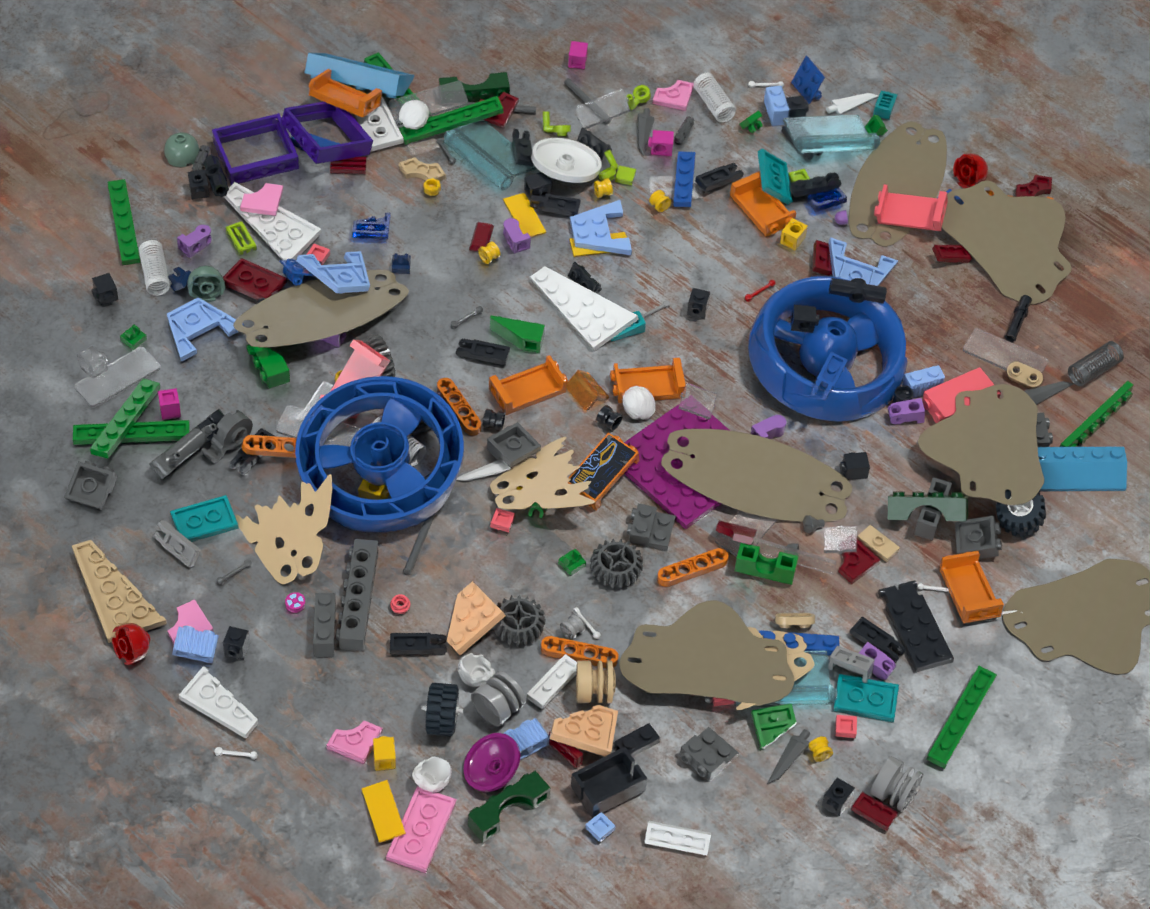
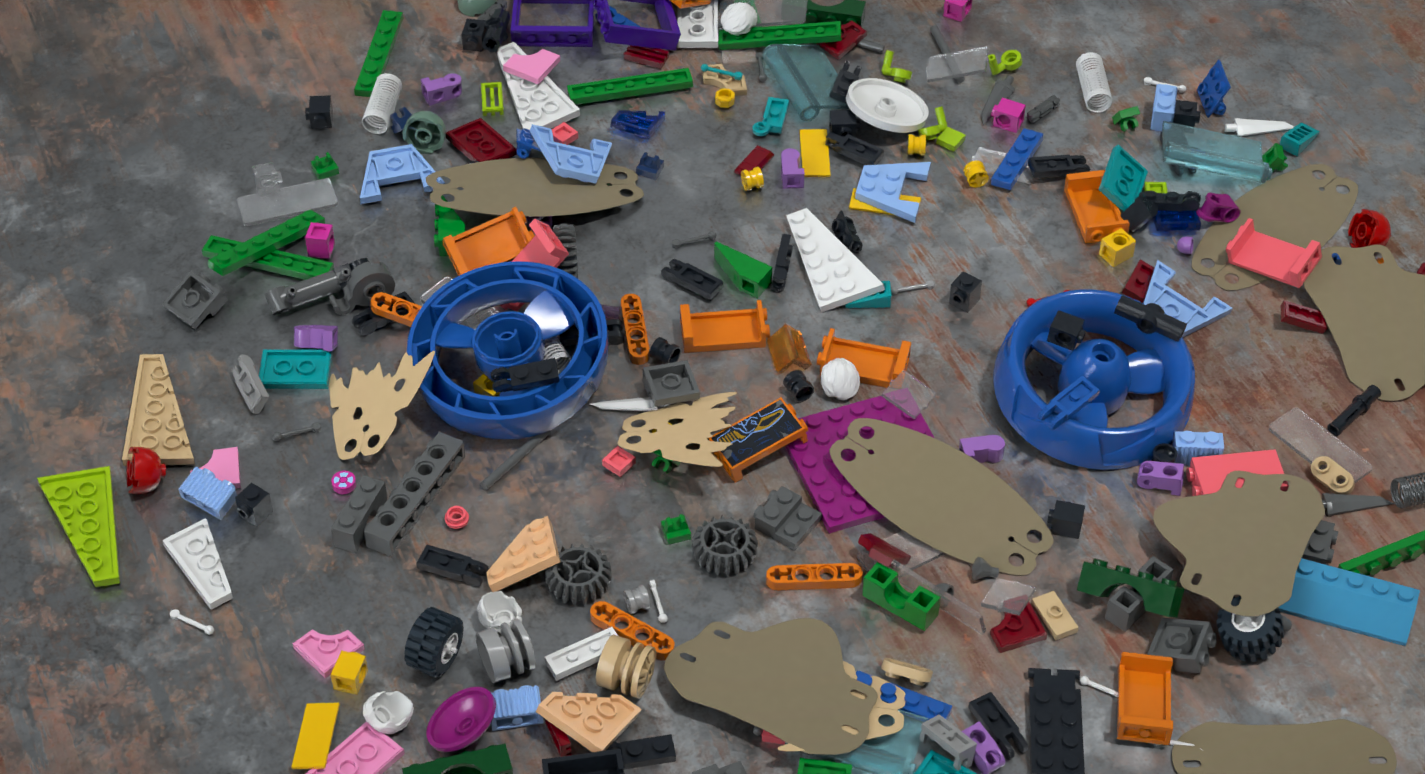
camera: 25 degrees right, 5 degrees down
(102, 691) = (87, 514): none -> lime wing
(209, 487) = (316, 336): none -> medium lavender leg
(312, 368) = (489, 243): none -> orange panel
(350, 196) = (630, 86): none -> green plate
(413, 473) = (525, 376): none -> black hinge
(433, 164) = (737, 75): none -> teal hinge
(479, 194) = (773, 117): none -> teal hinge
(544, 309) = (782, 264): none -> black hinge
(590, 140) = (930, 96): black hinge -> none
(675, 96) = (1050, 73): bright pink tile -> none
(799, 201) = (1139, 213): none -> black tile
(854, 181) = (1218, 208): none -> magenta piece

